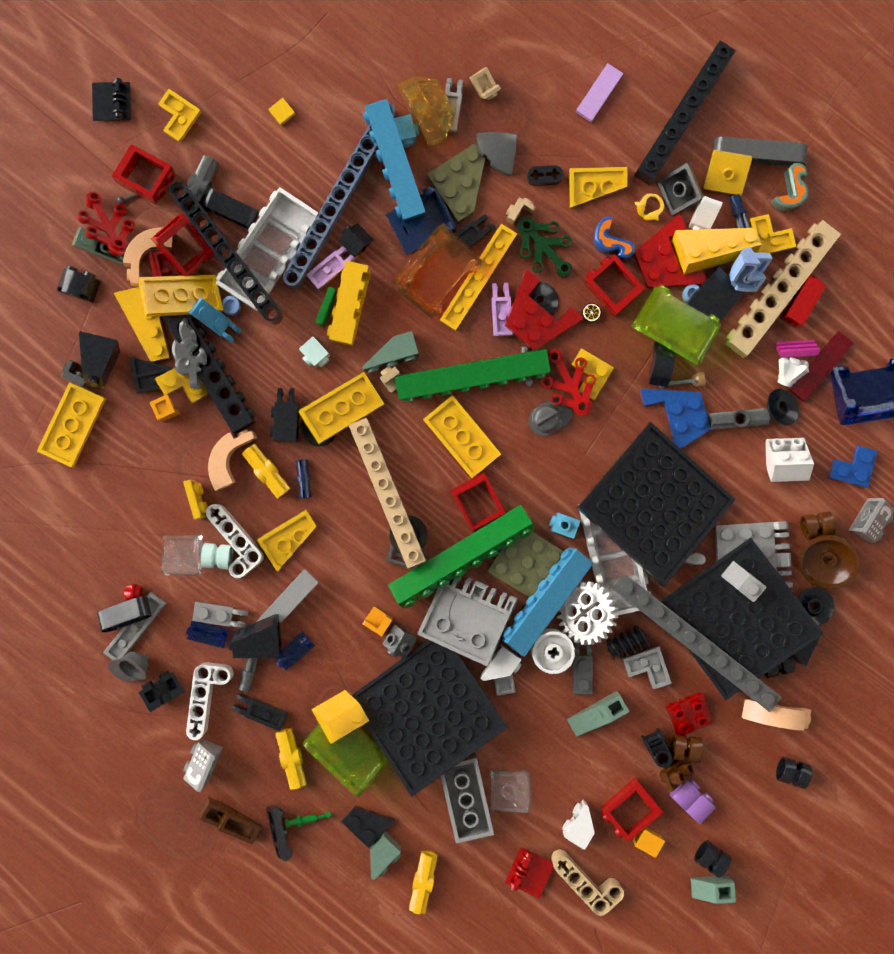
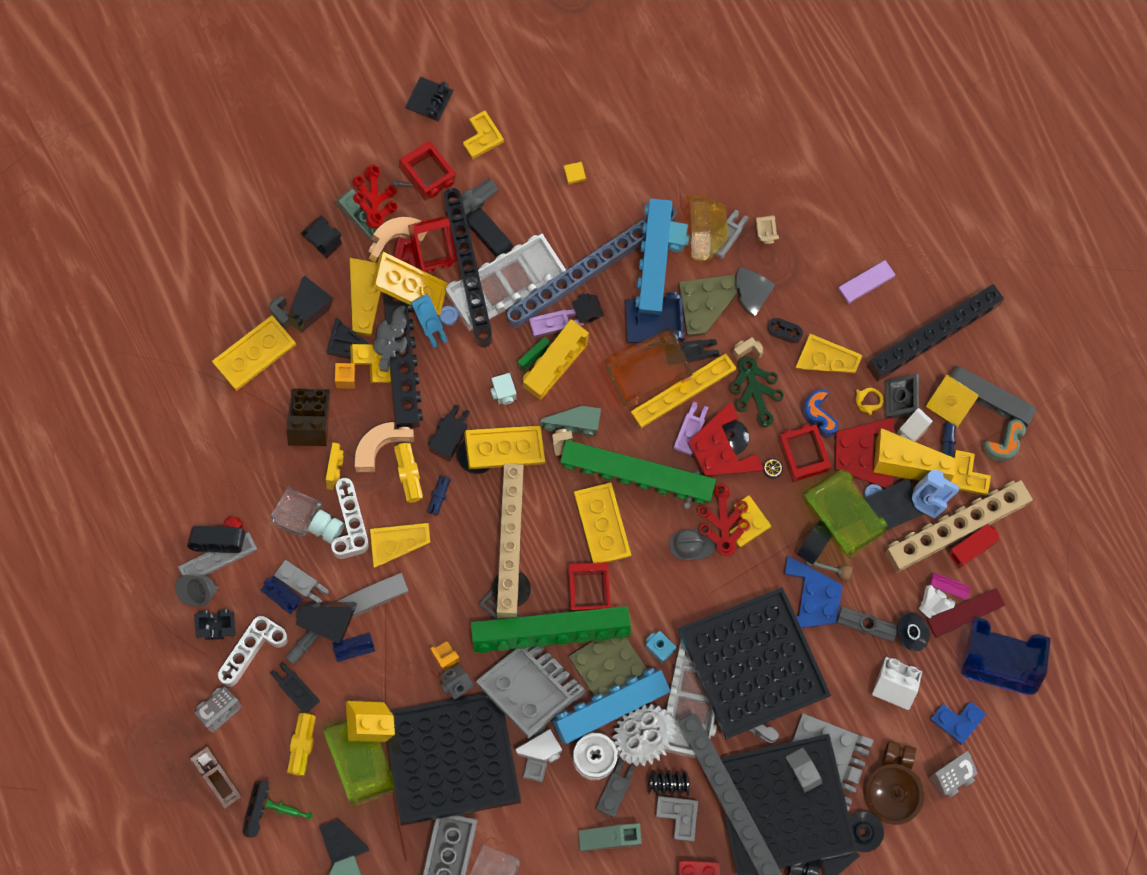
camera: 20 degrees right, 15 degrees down
(150, 462) = (308, 417): none -> dark brown slope

